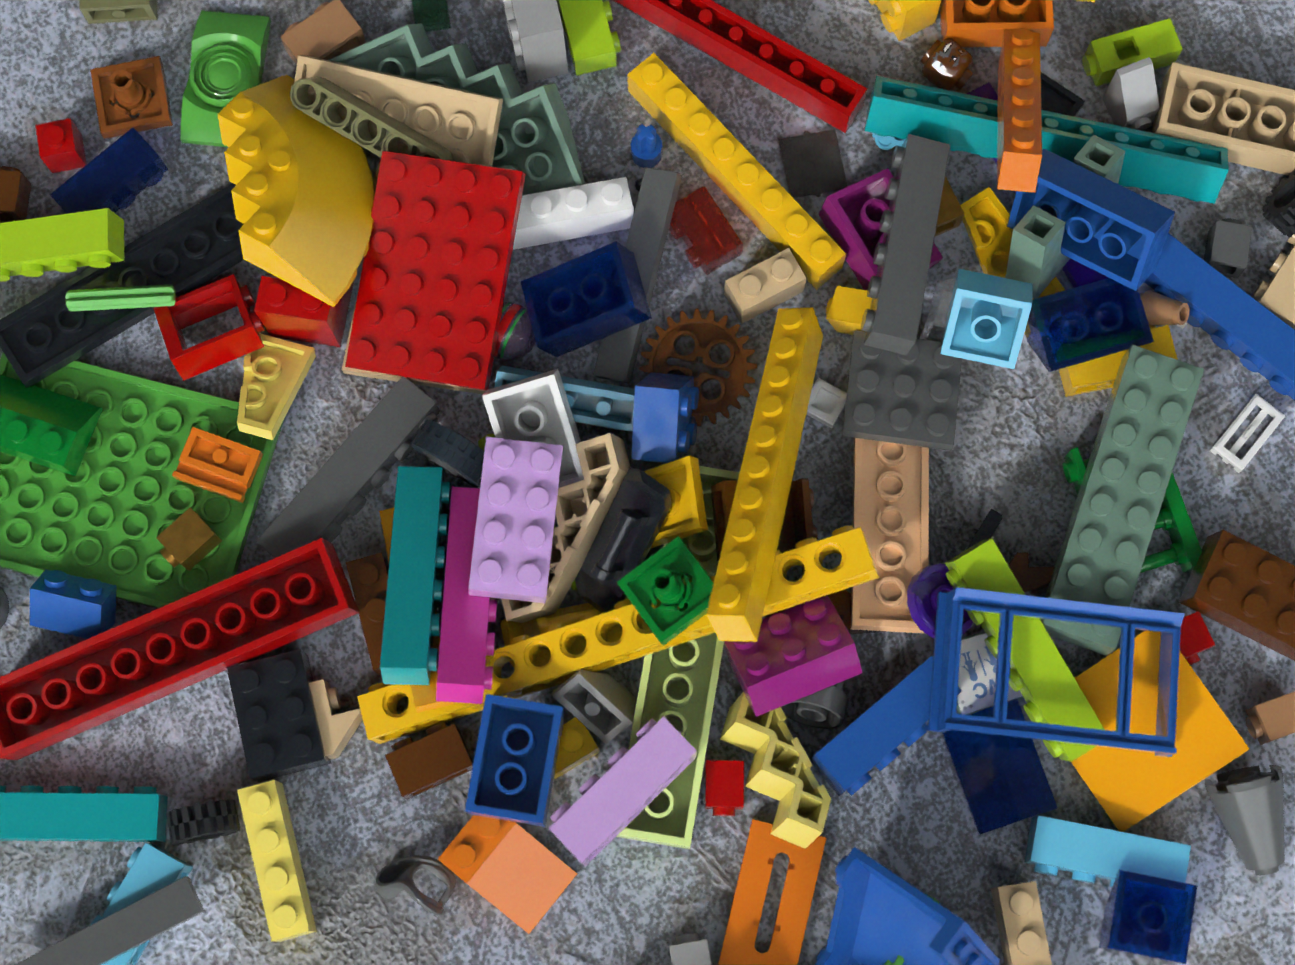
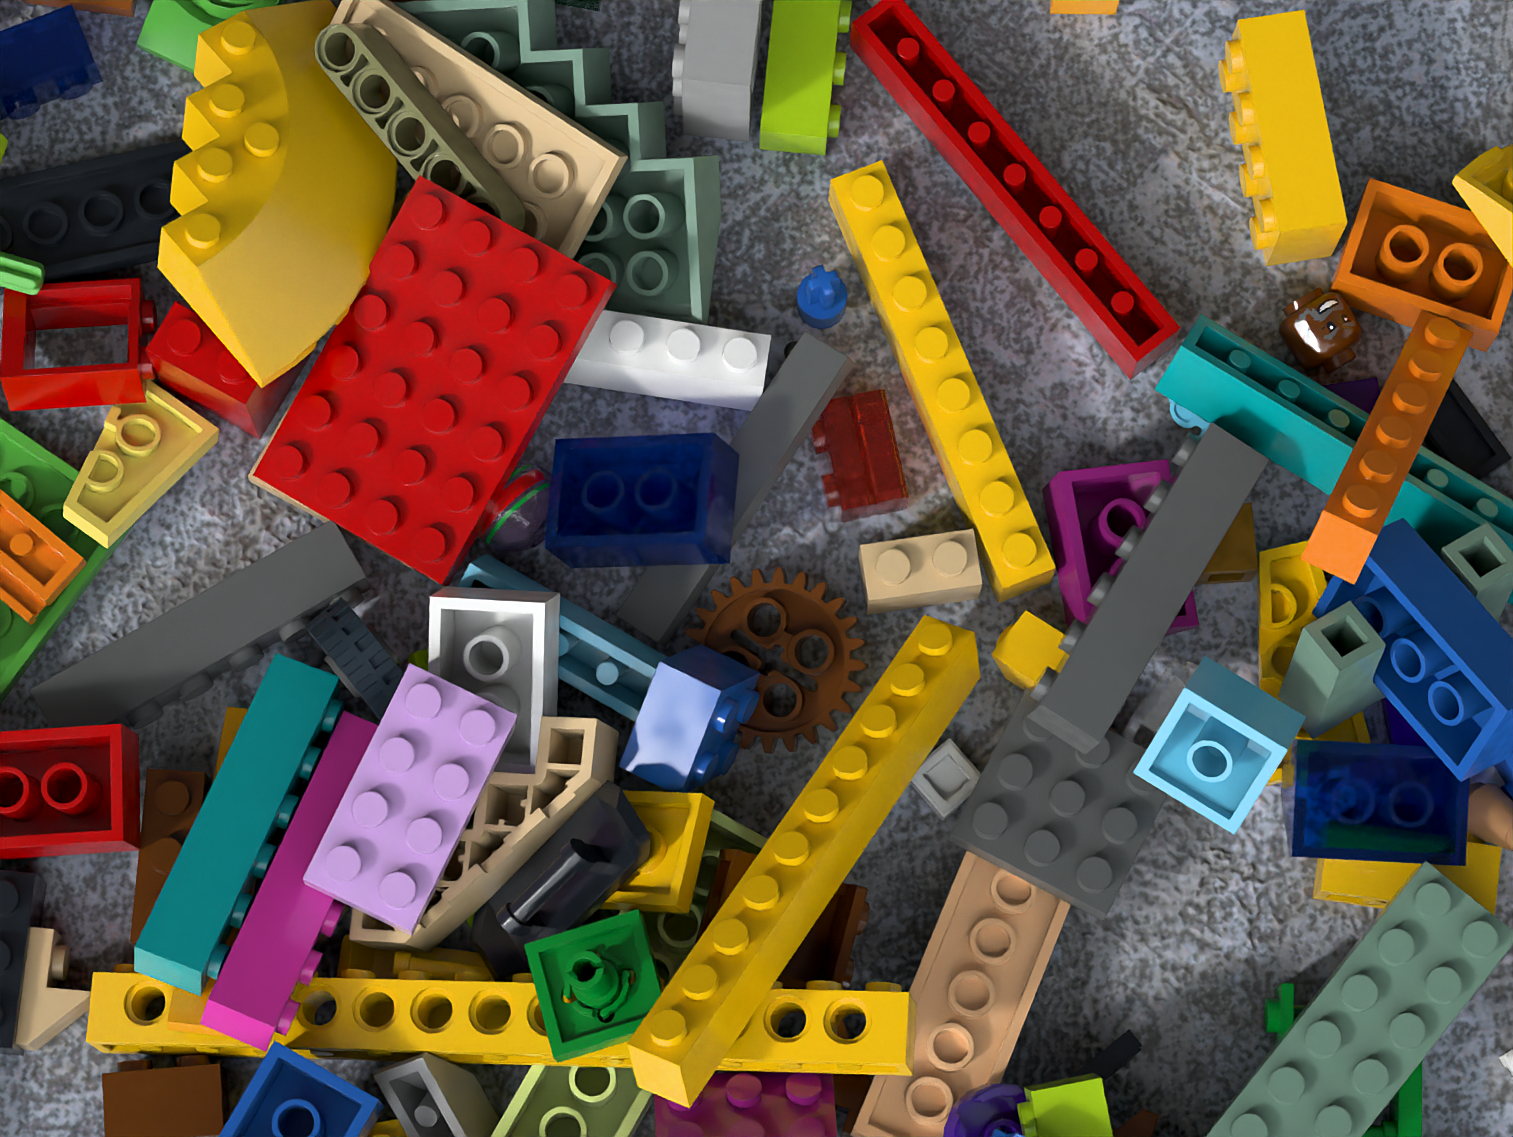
camera: 15 degrees right, 0 degrees up
(812, 163) = (1063, 408): clear smoke piece -> none

